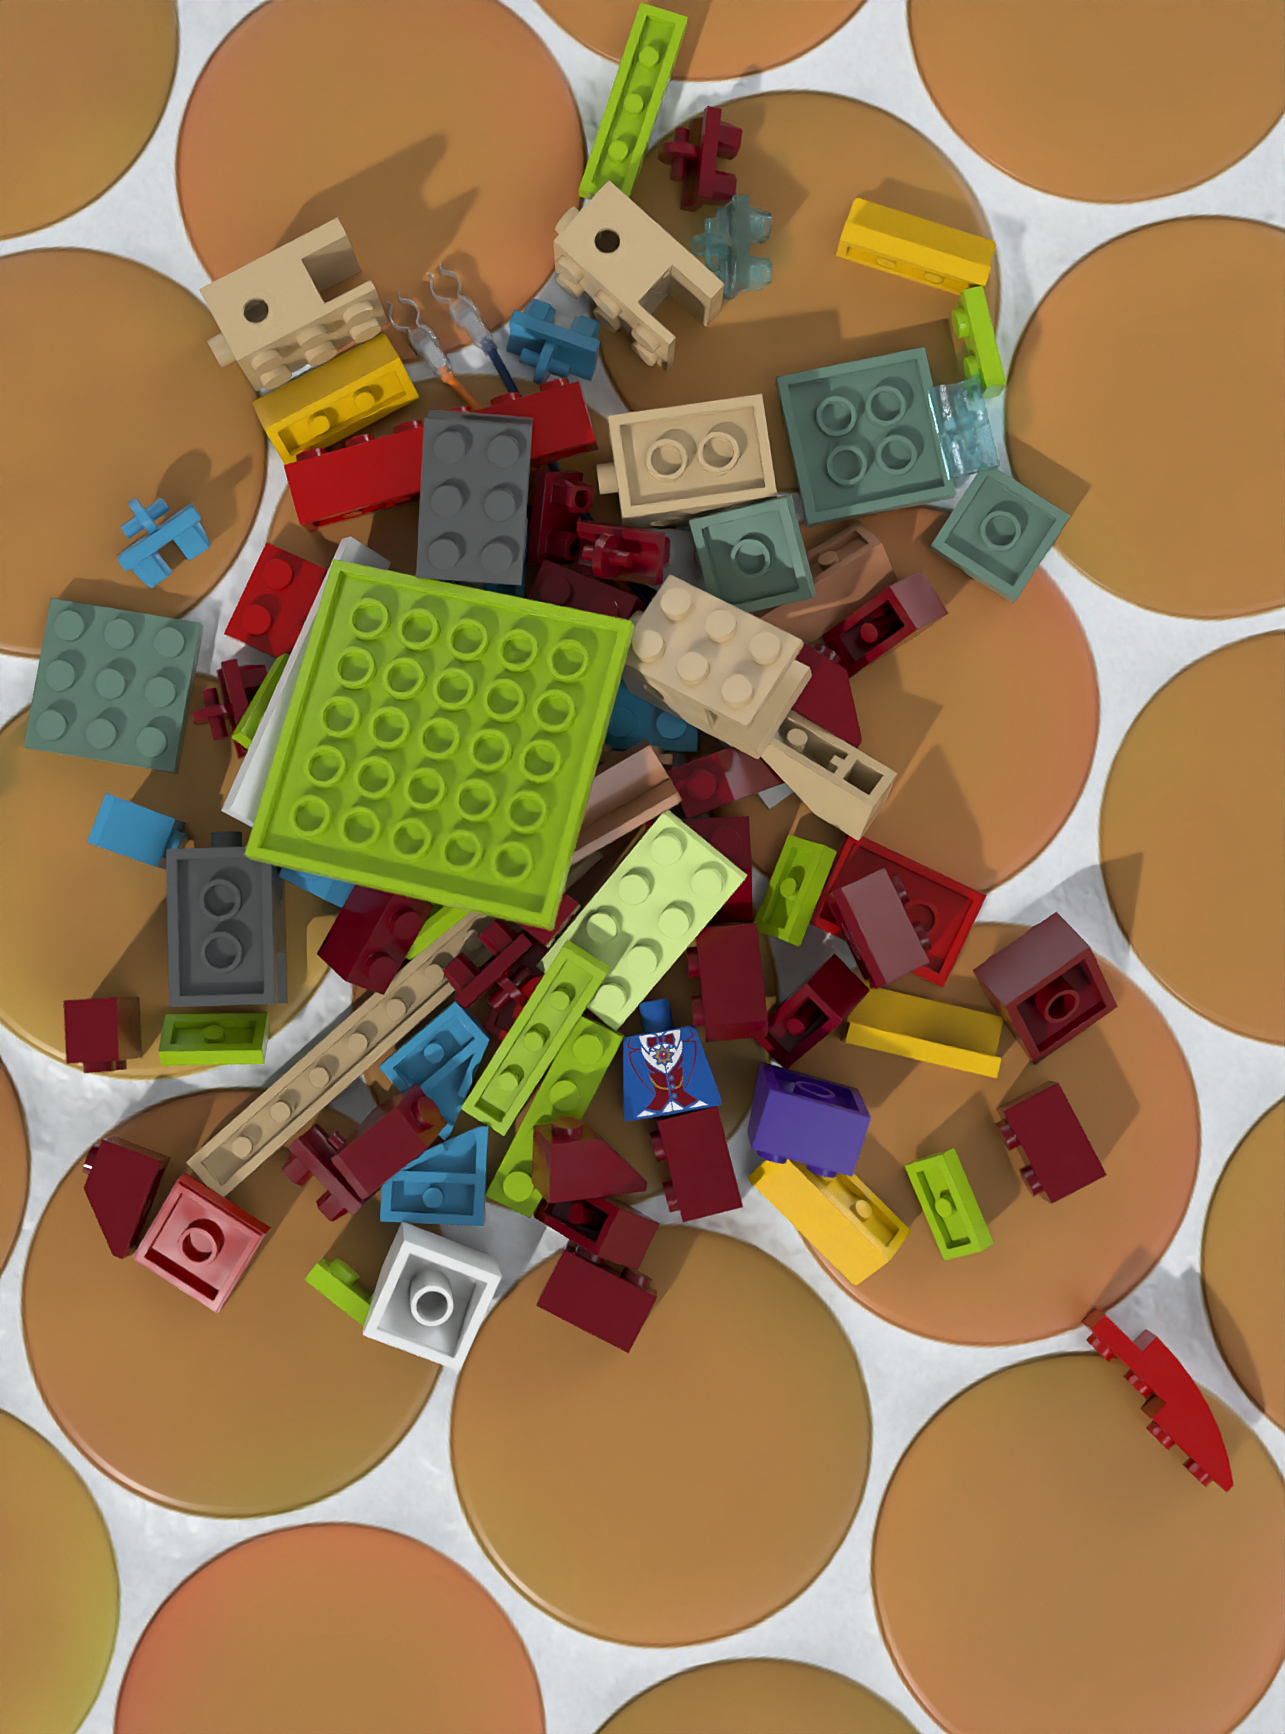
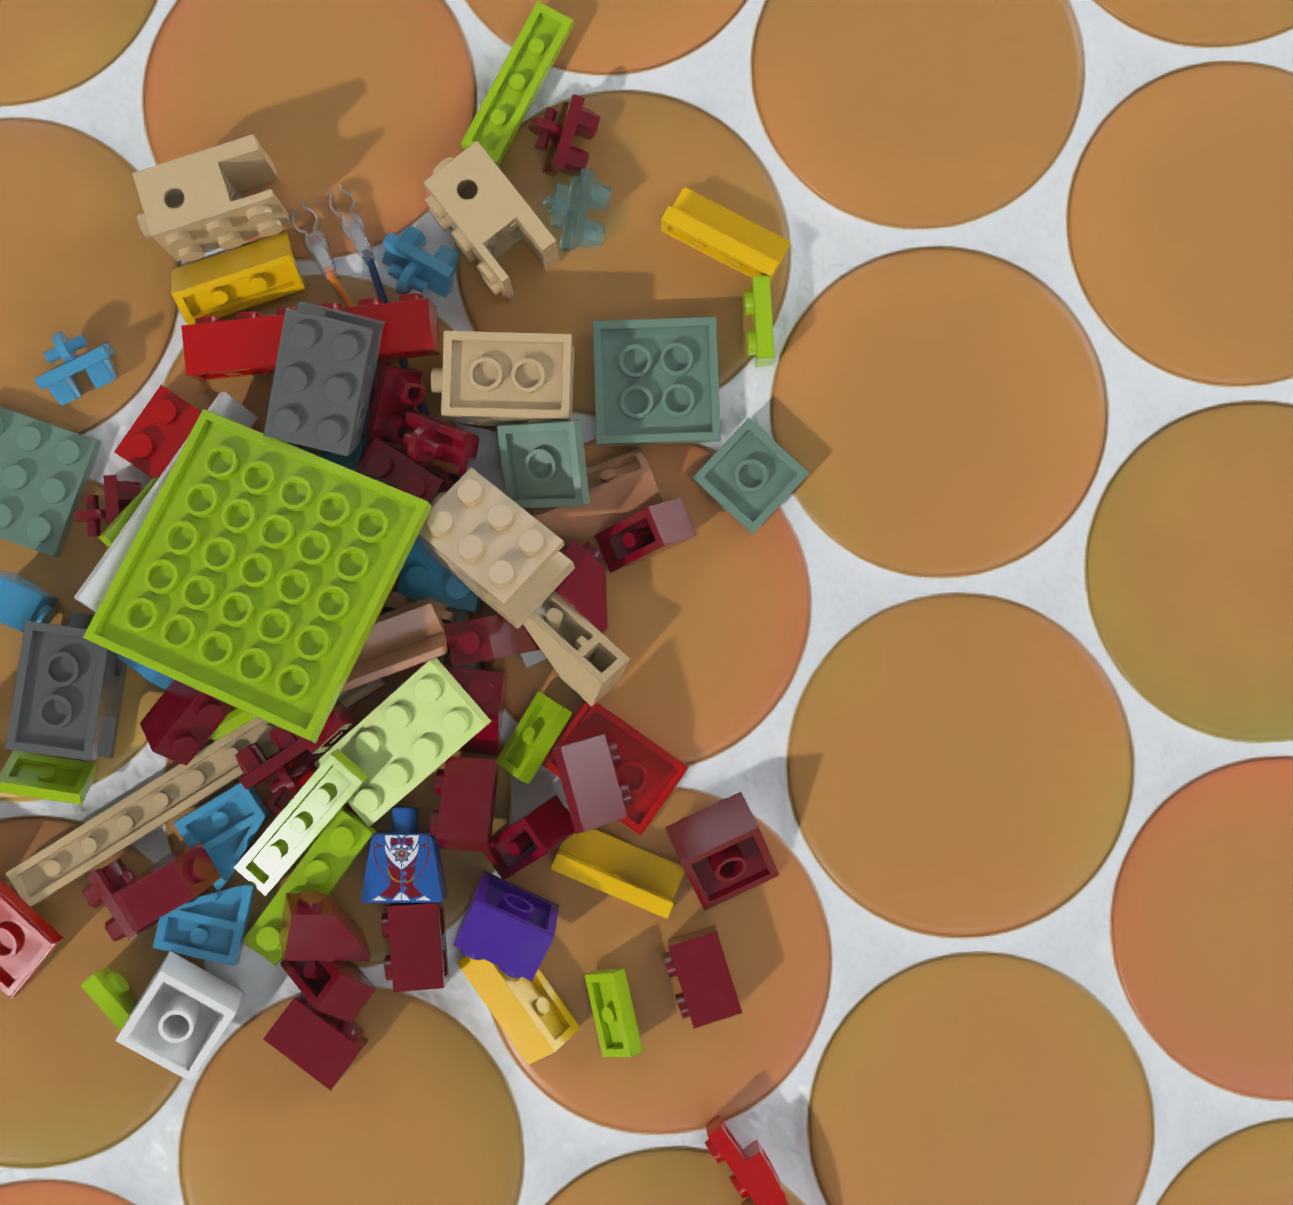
camera: 10 degrees right, 0 degrees up
(963, 428) = (734, 388): clear light blue hips -> none

